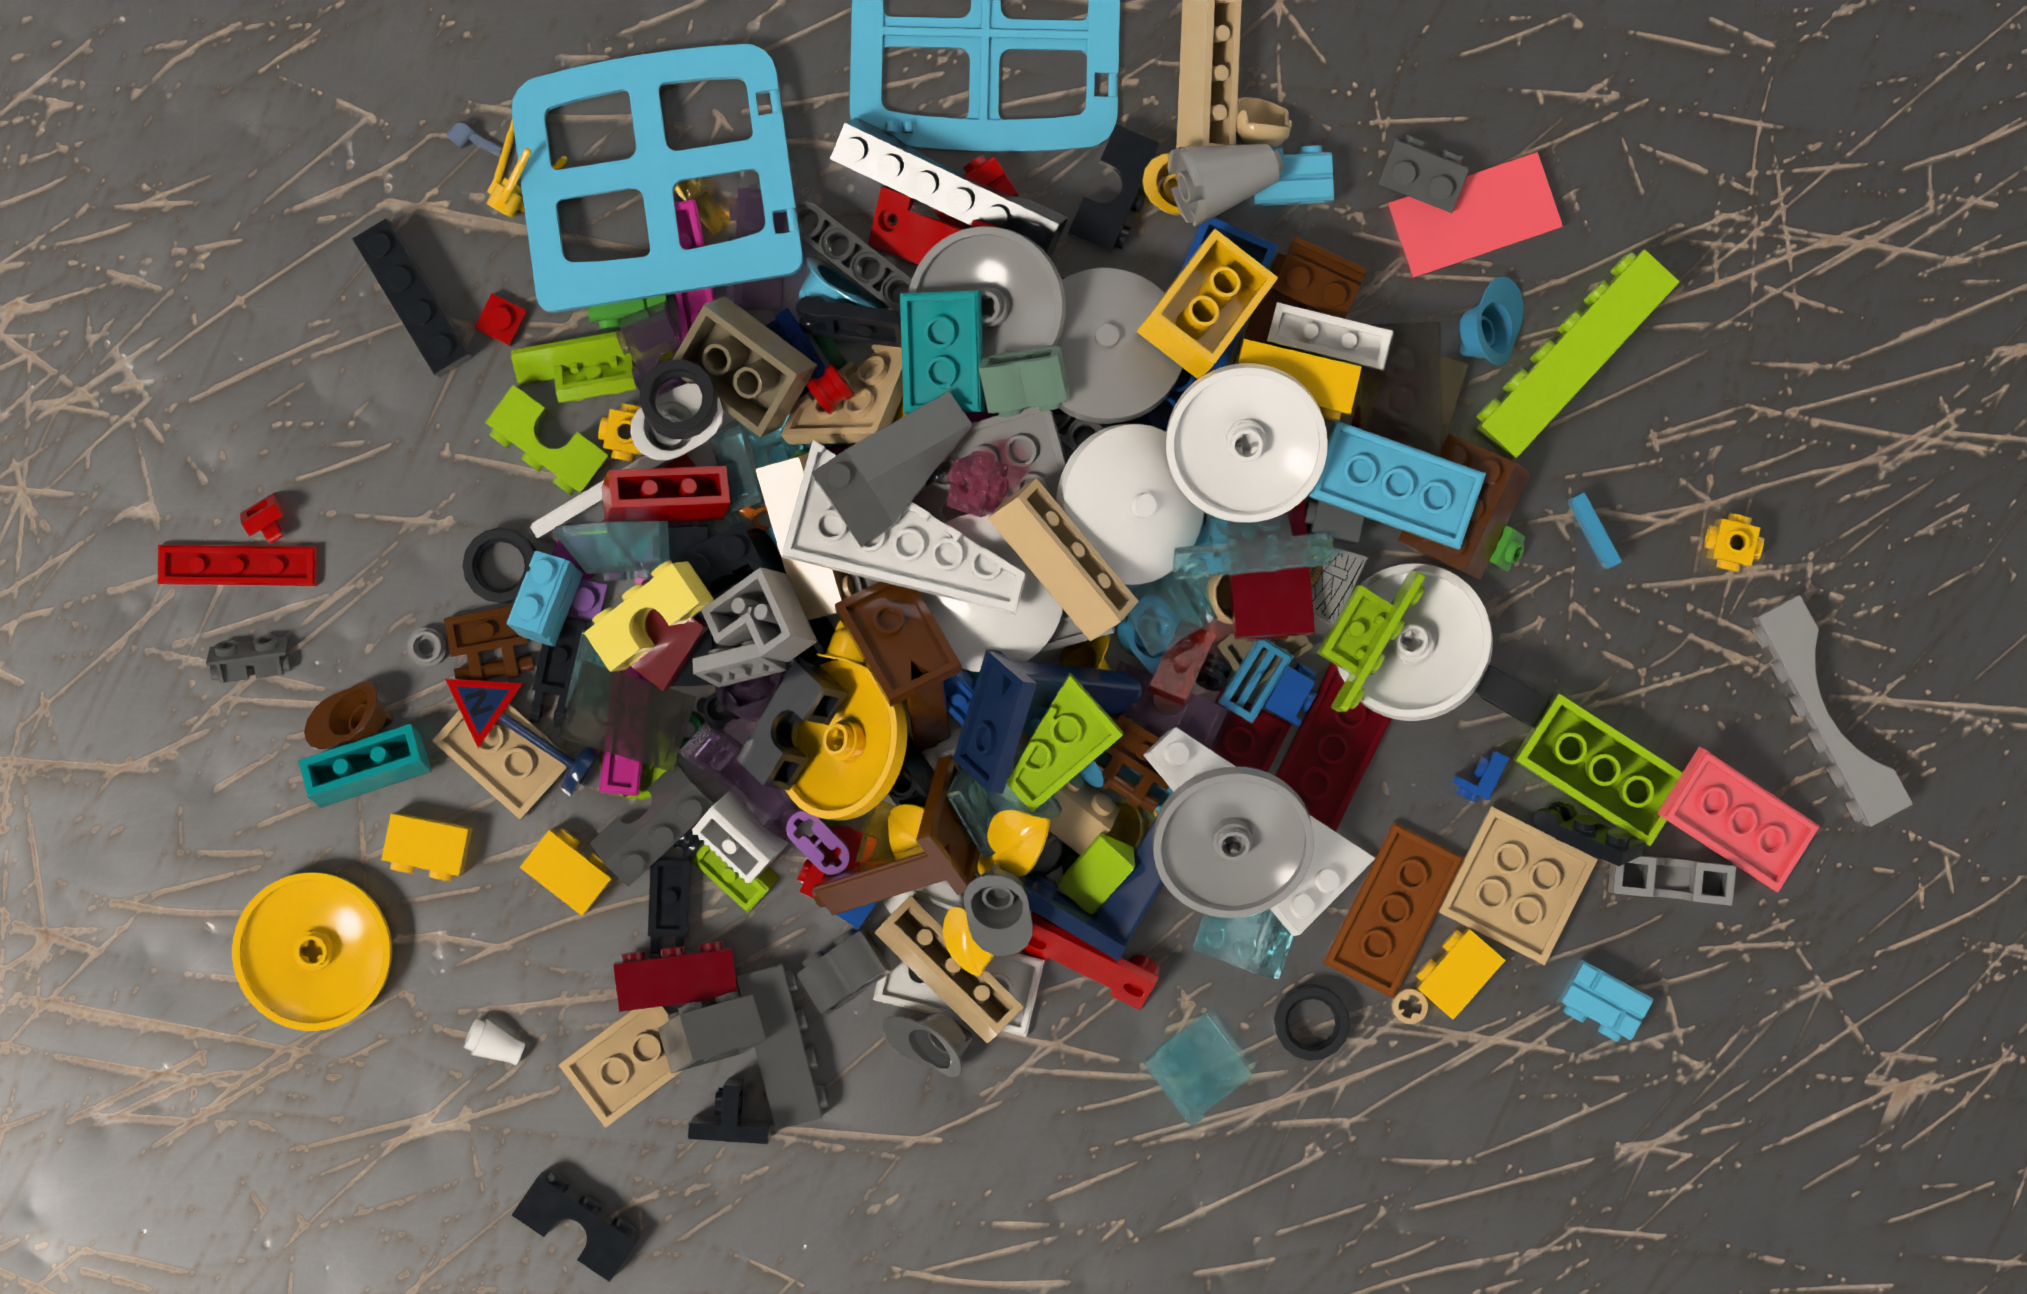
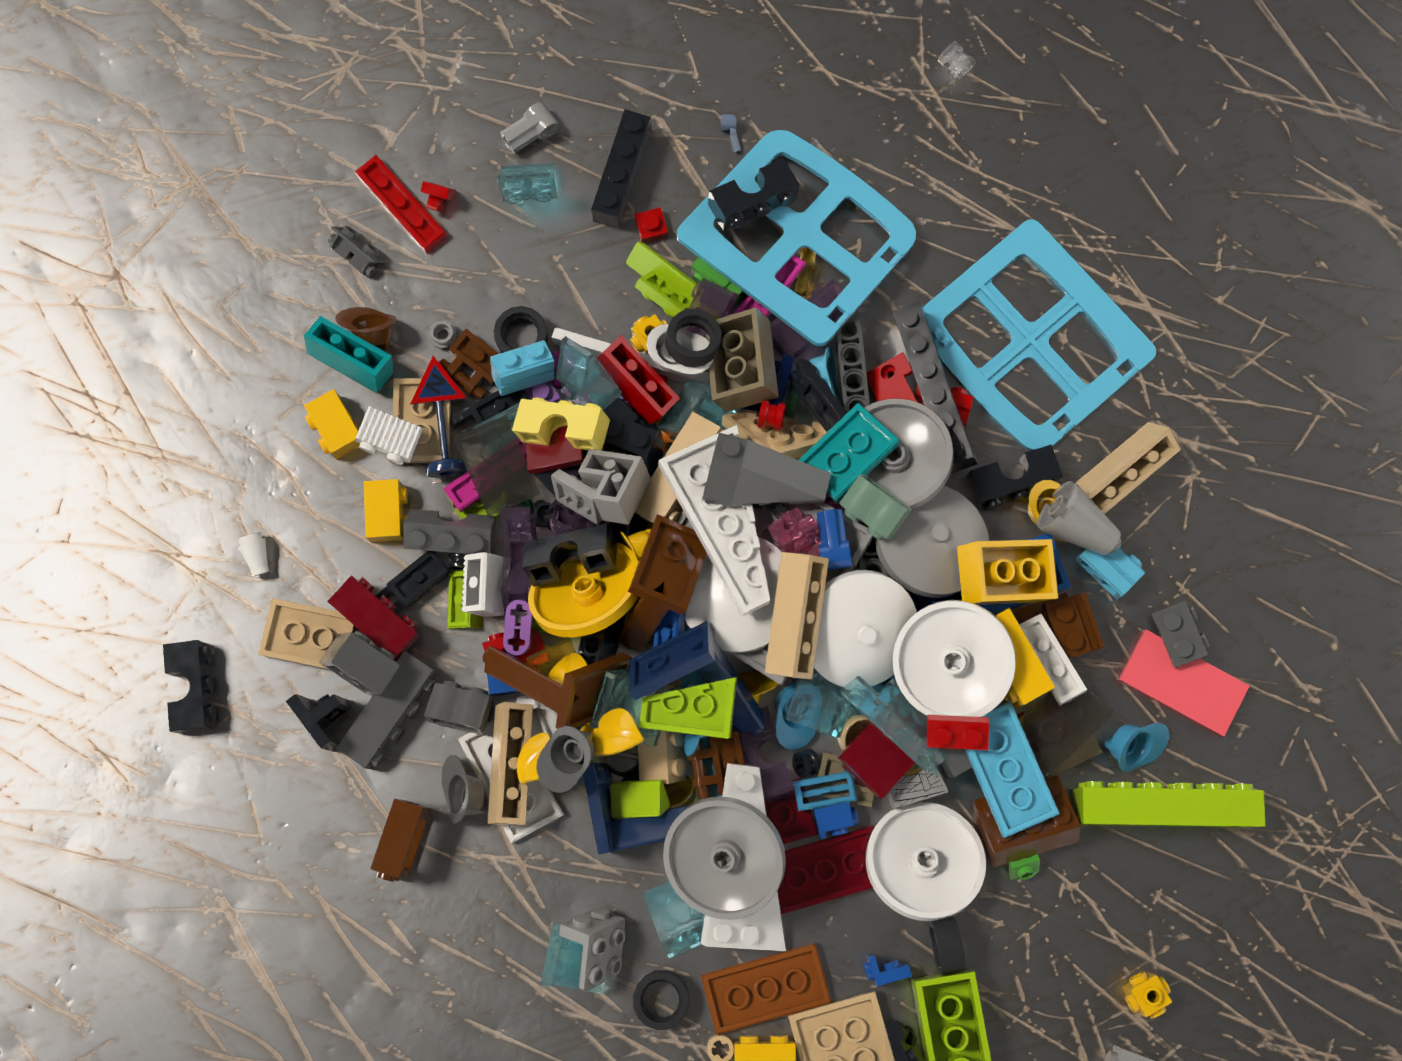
camera: 50 degrees right, 10 degrees down
(277, 343) = (535, 124): none -> light grey piece
(312, 951) = (221, 413): yellow dish -> none
(336, 408) = (528, 183): none -> clear light blue bracket
(495, 800) = (388, 435): none -> white brick
(506, 194) = (719, 169): yellow plant -> none
(517, 422) = (607, 277): lime arch -> none
(570, 223) = (735, 207): none -> black arch
(926, 1143) = (400, 840): none -> reddish brown window
(1026, 455) = (834, 539): none -> blue piece
(1129, 980) = (593, 872): red brick -> none
(1182, 666) = (795, 742): clear red plate -> none
(1203, 1028) = (602, 943): none -> light grey bracket
(1262, 122) = (1125, 520): tan hair -> none
(1318, 503) = (958, 732): none -> red plate
(1363, 632) = (905, 827): lime bracket -> none
(1594, 531) = (1079, 907): dark azure tile -> none

